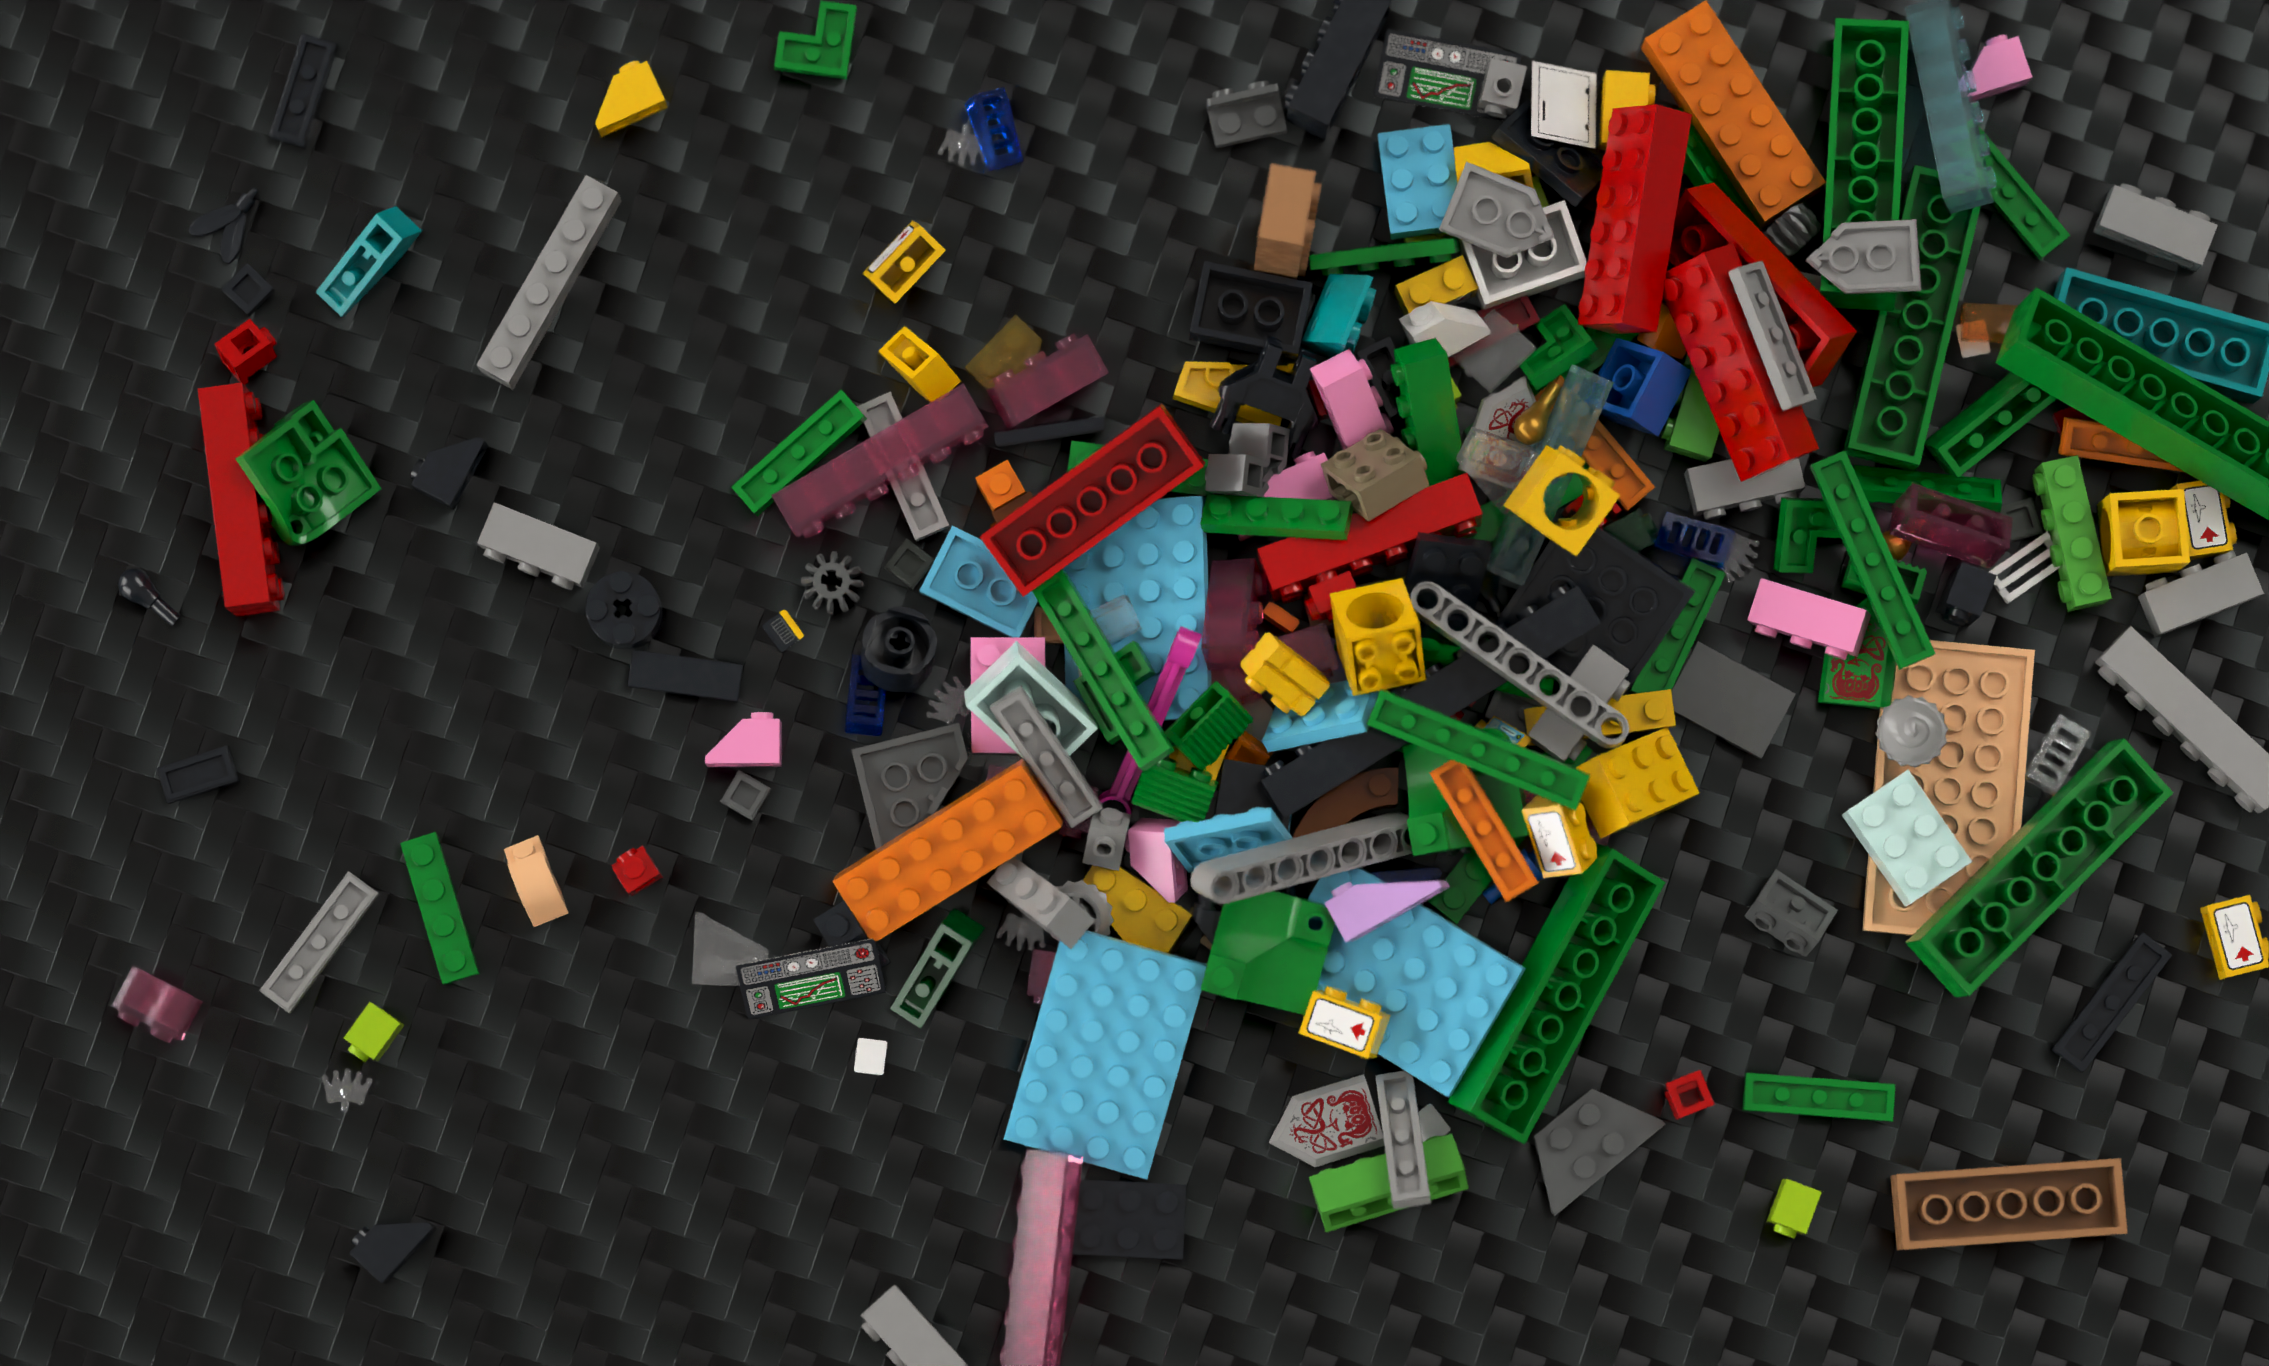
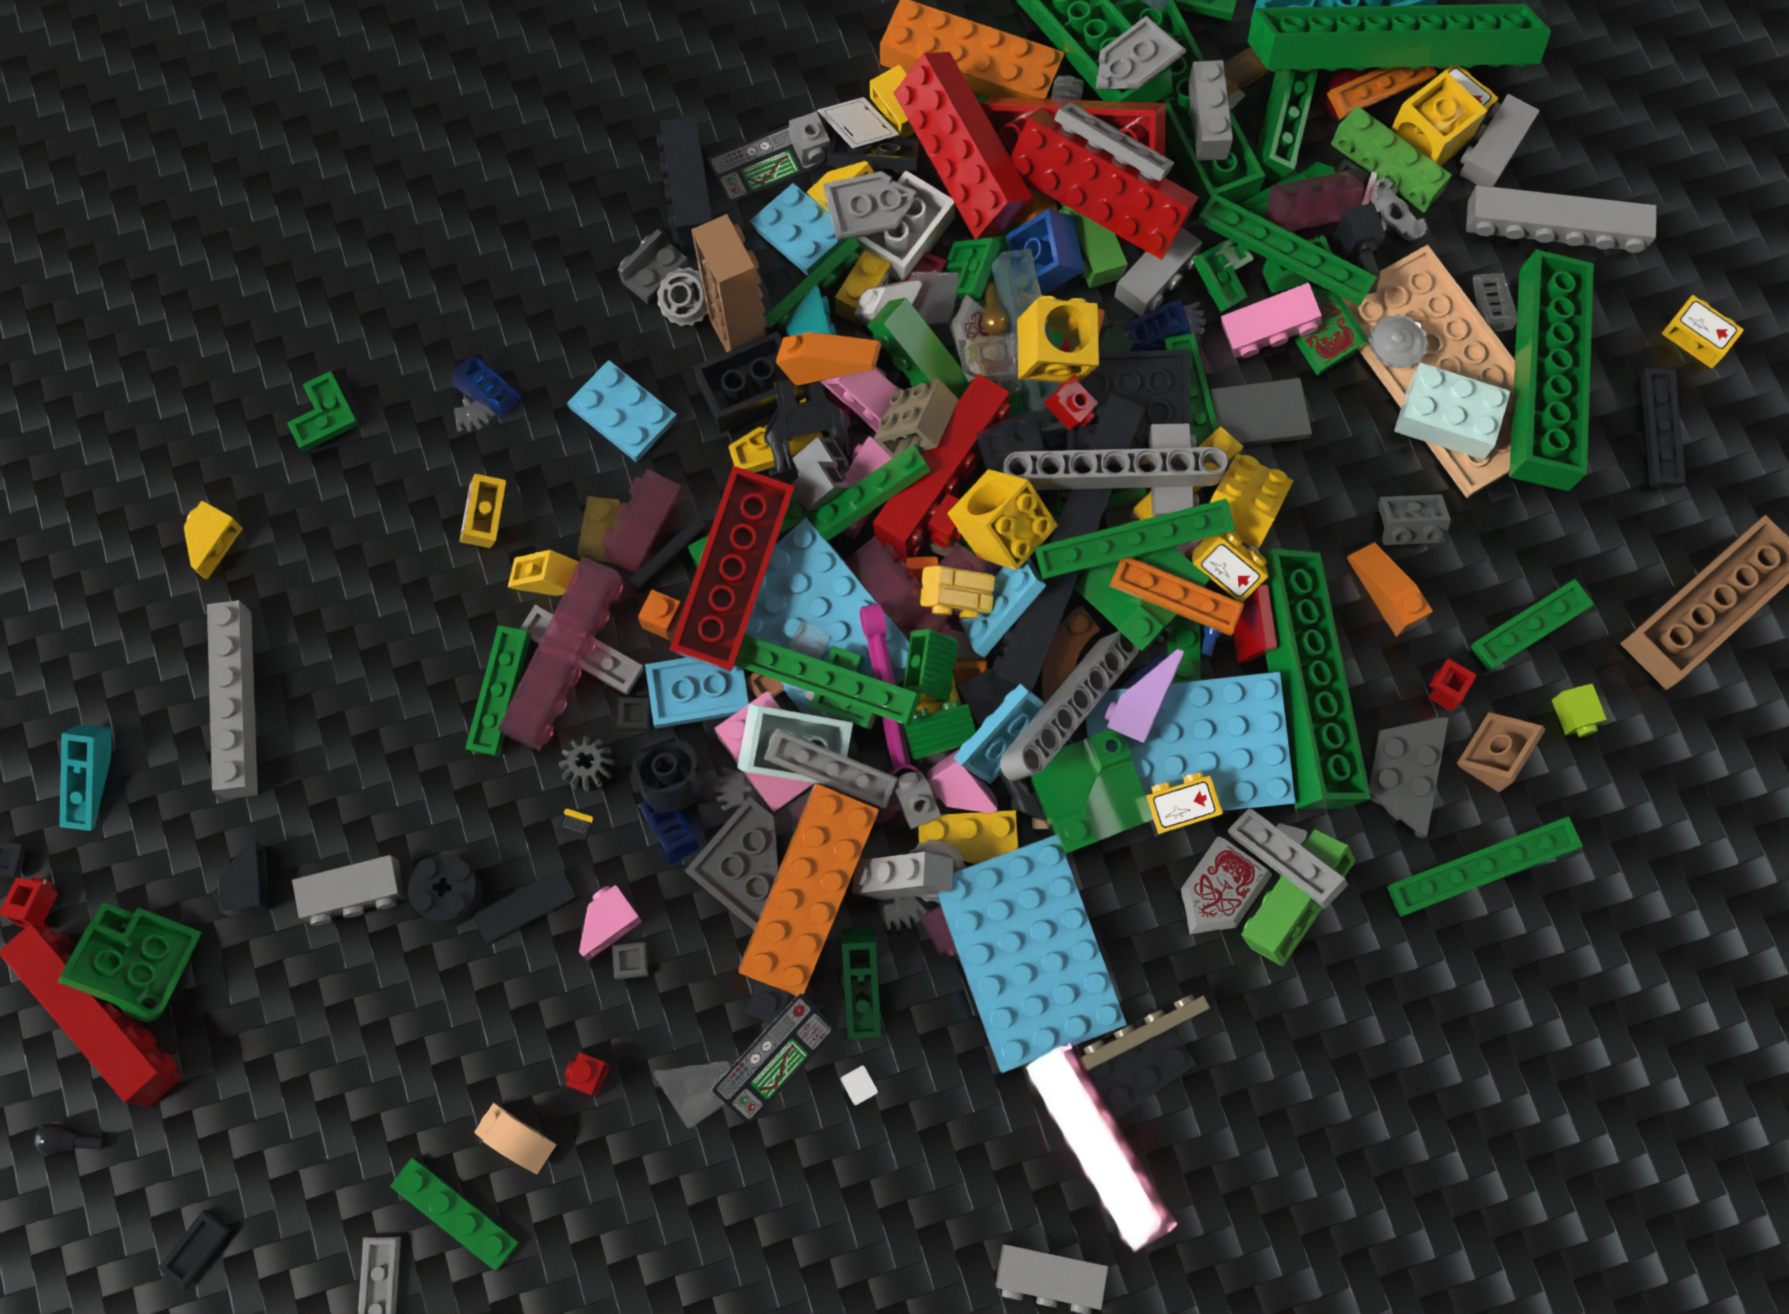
camera: 35 degrees left, 10 degrees down
(1110, 247) = (622, 411): none -> medium azure plate
(1137, 1192) = (1155, 1024): none -> dark tan plate
(1248, 168) = (682, 297): none -> light grey piece
(1327, 357) = (820, 356): none -> orange slope
(1527, 558) = (1071, 403): none -> red brick
(1545, 906) = (1255, 627): none -> red tile
(1586, 1281) = (1484, 866): none -> green plate
(1687, 1186) = (1500, 749): none -> medium nougat slope
(1711, 961) = (1390, 589): none -> orange slope
(1912, 359) = (1210, 110): none -> light grey brick
(1944, 637) = (1368, 263): none -> pearl dark grey tile
(2035, 614) = (1407, 225): none -> light grey piece

